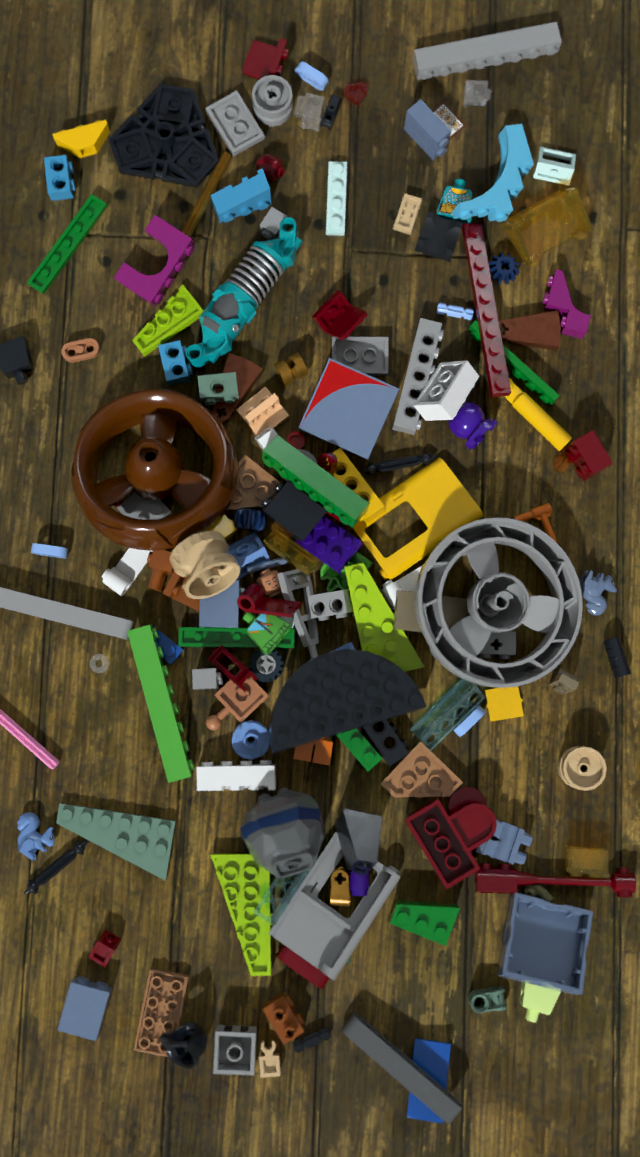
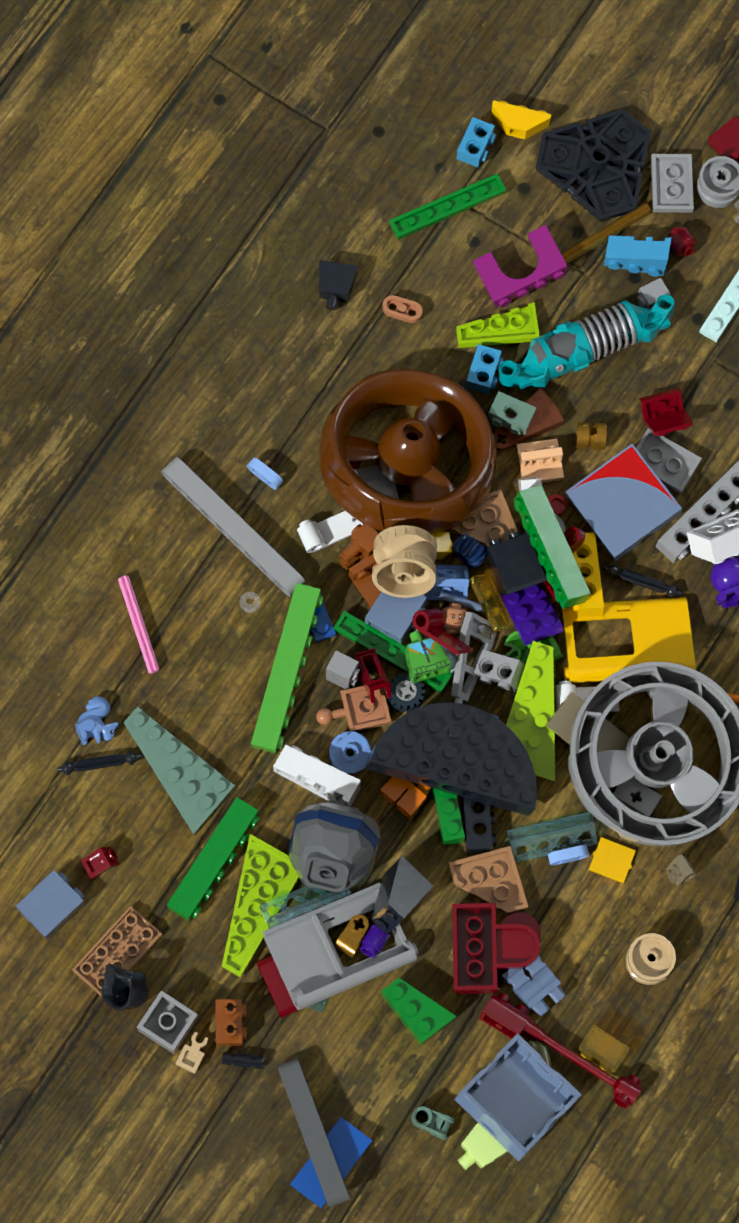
camera: 30 degrees right, 10 degrees down
(193, 893) = (212, 860): none -> green brick

